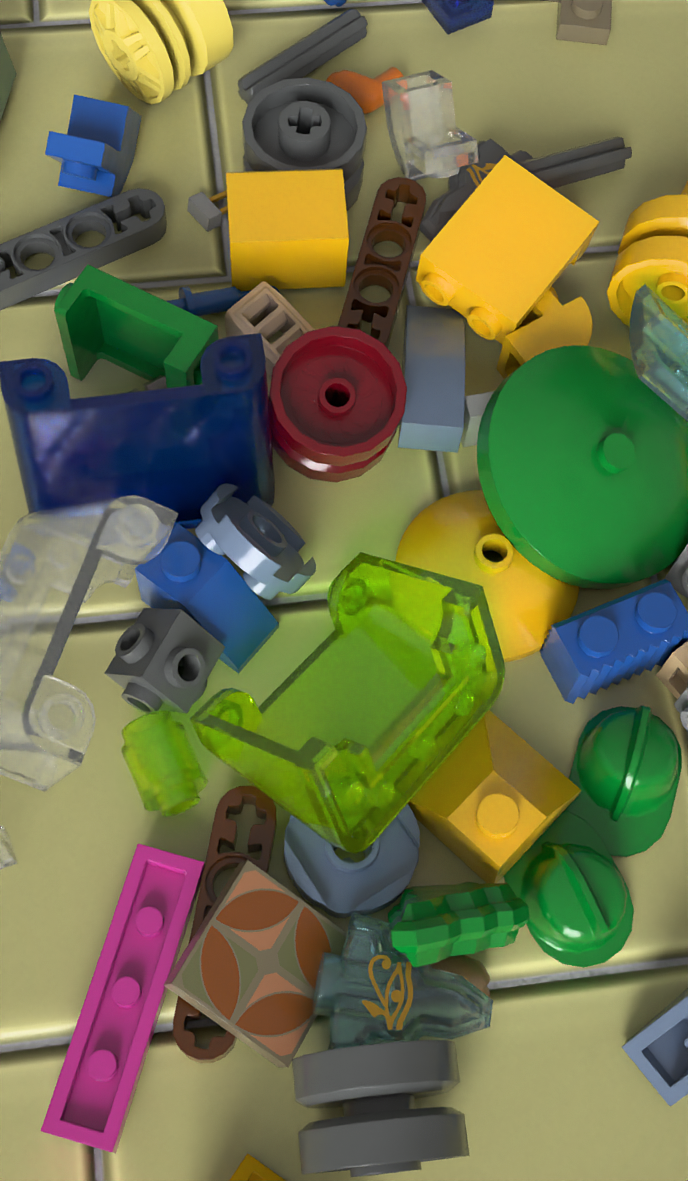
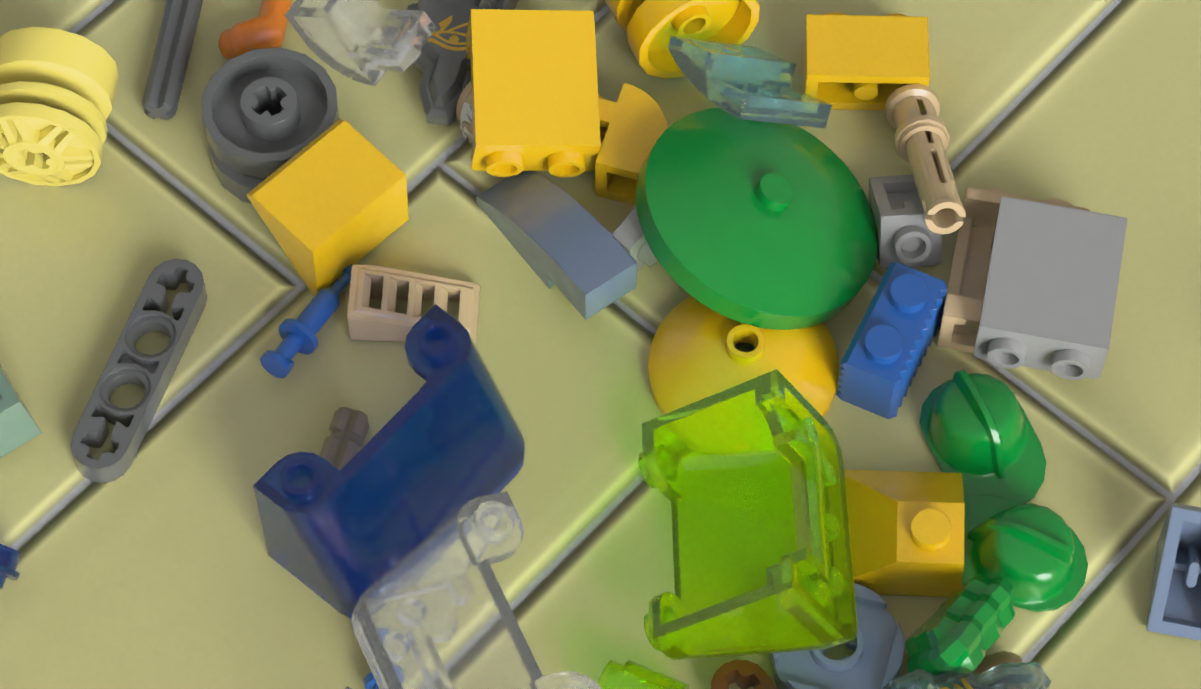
camera: 35 degrees left, 5 degrees down
(96, 147) = (86, 257): blue brick -> none
(130, 329) = (306, 384): green panel -> none
(164, 661) = (573, 623): dark grey brick -> none
(205, 211) = (228, 243): light grey piece -> none
(210, 592) = (562, 559): blue slope -> none
(256, 541) = (547, 472): sand blue plate -> none
(335, 403) = (523, 316): dark red wheel -> none
(380, 270) = (432, 181): reddish brown beam -> none

